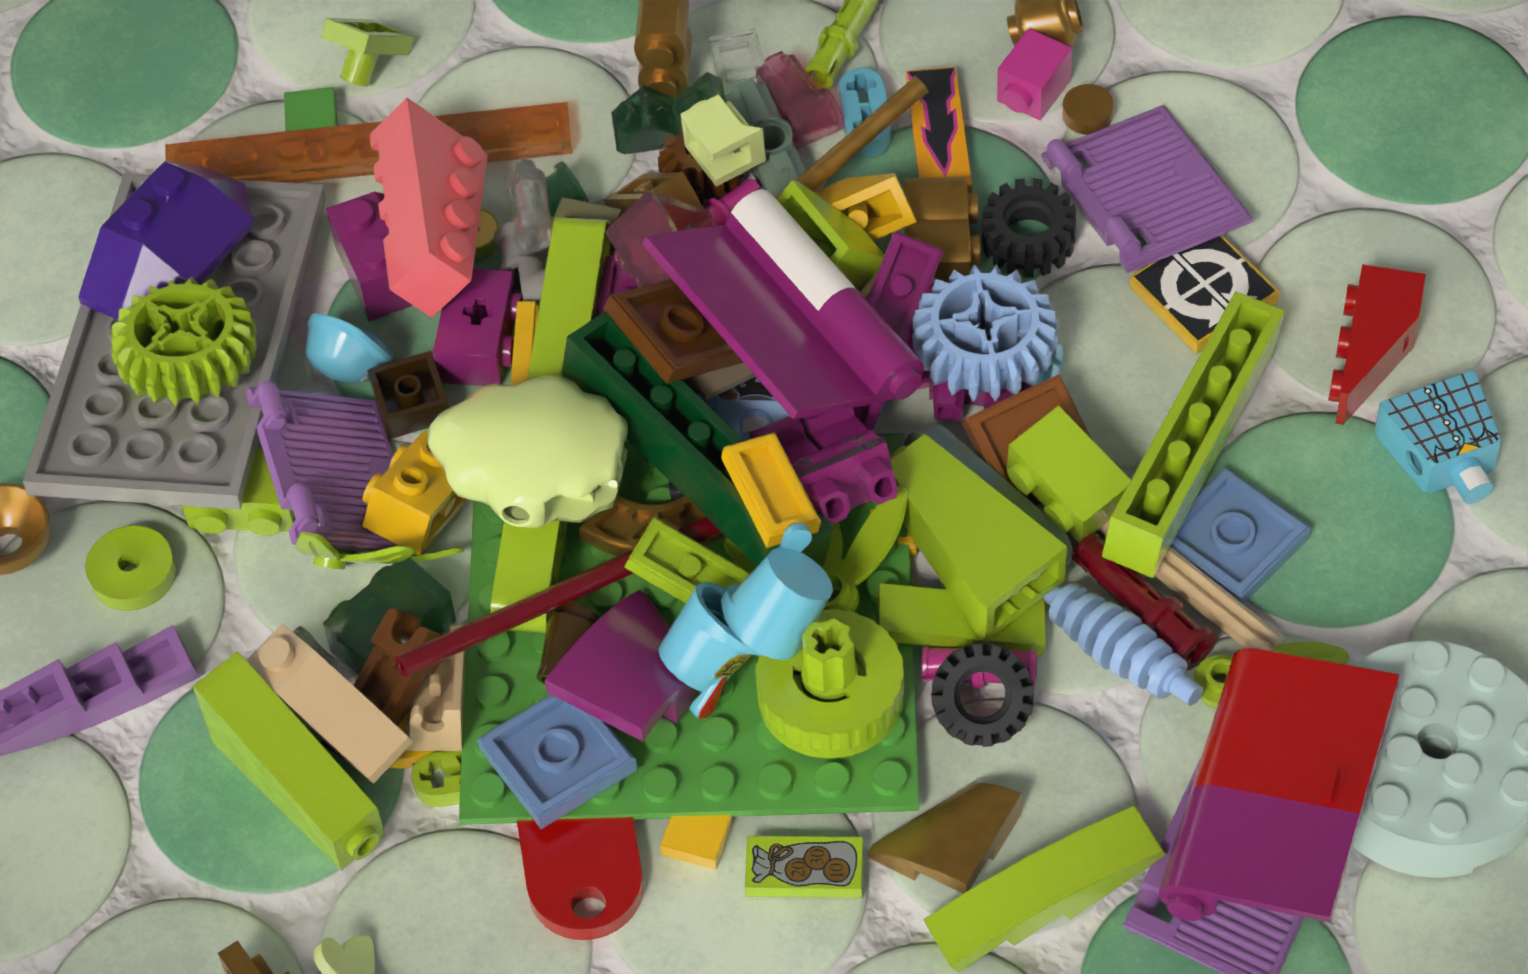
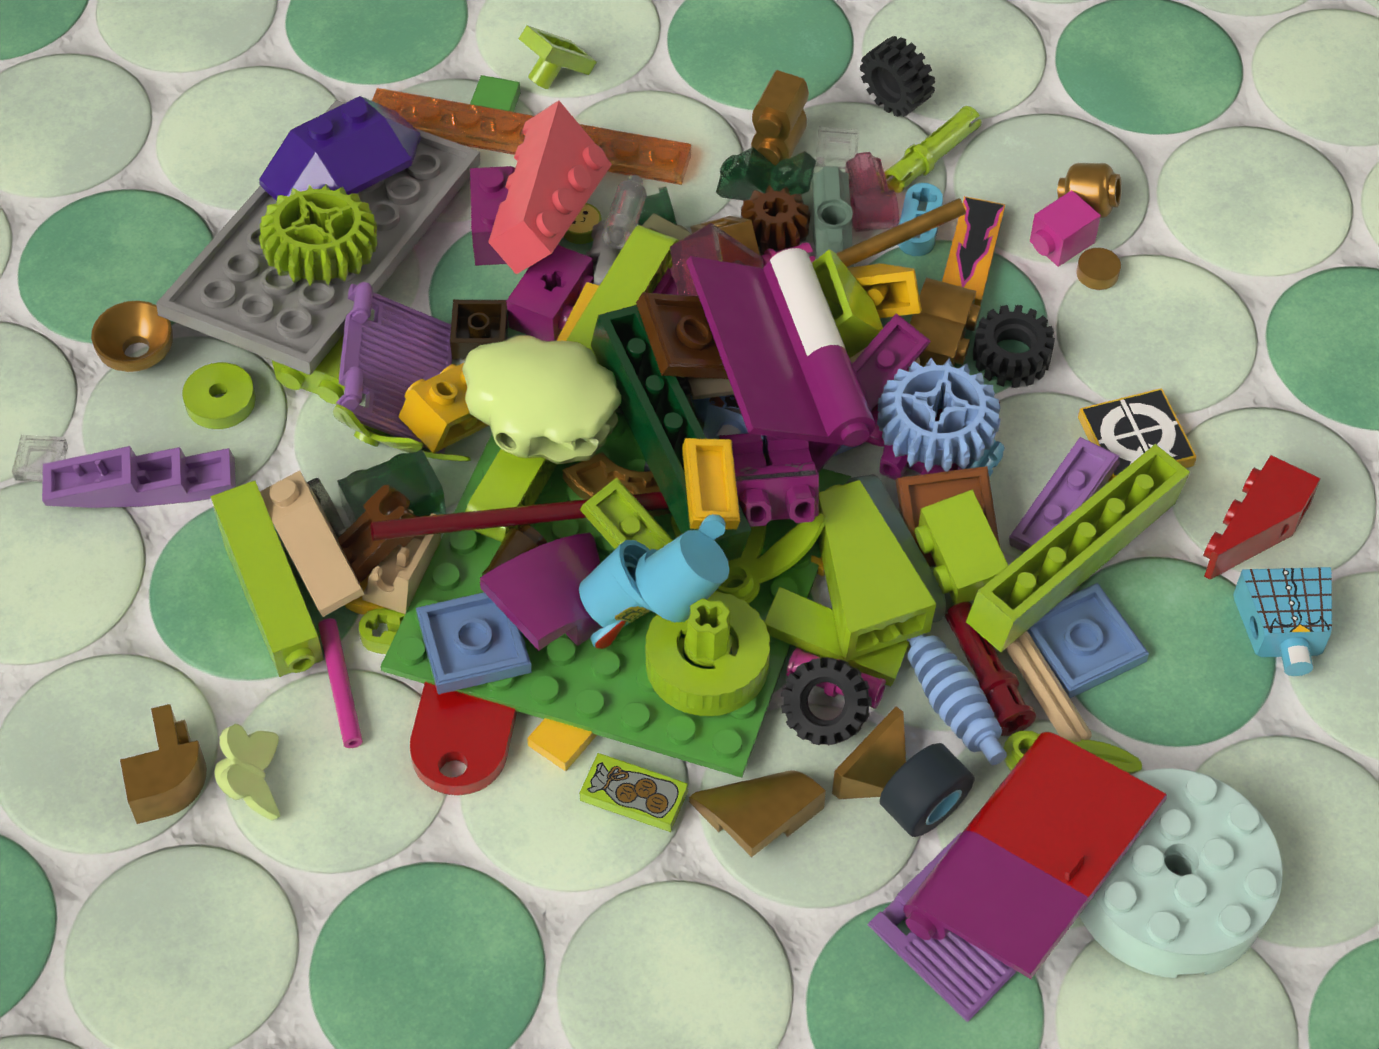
camera: 15 degrees right, 0 degrees up
(344, 350) = (443, 279): medium azure helmet -> none
(418, 856) = (340, 683): none -> dark pink piece
(721, 139) = (792, 204): yellowish green window -> none
(1043, 886) = (815, 871): lime slope -> none
(1064, 746) = (873, 760): none -> pearl gold slope
(1132, 755) = (926, 789): none -> black wheel
(1147, 183) = (1125, 340): medium lavender window -> none
(1152, 380) = (1072, 484): none -> medium lavender tile

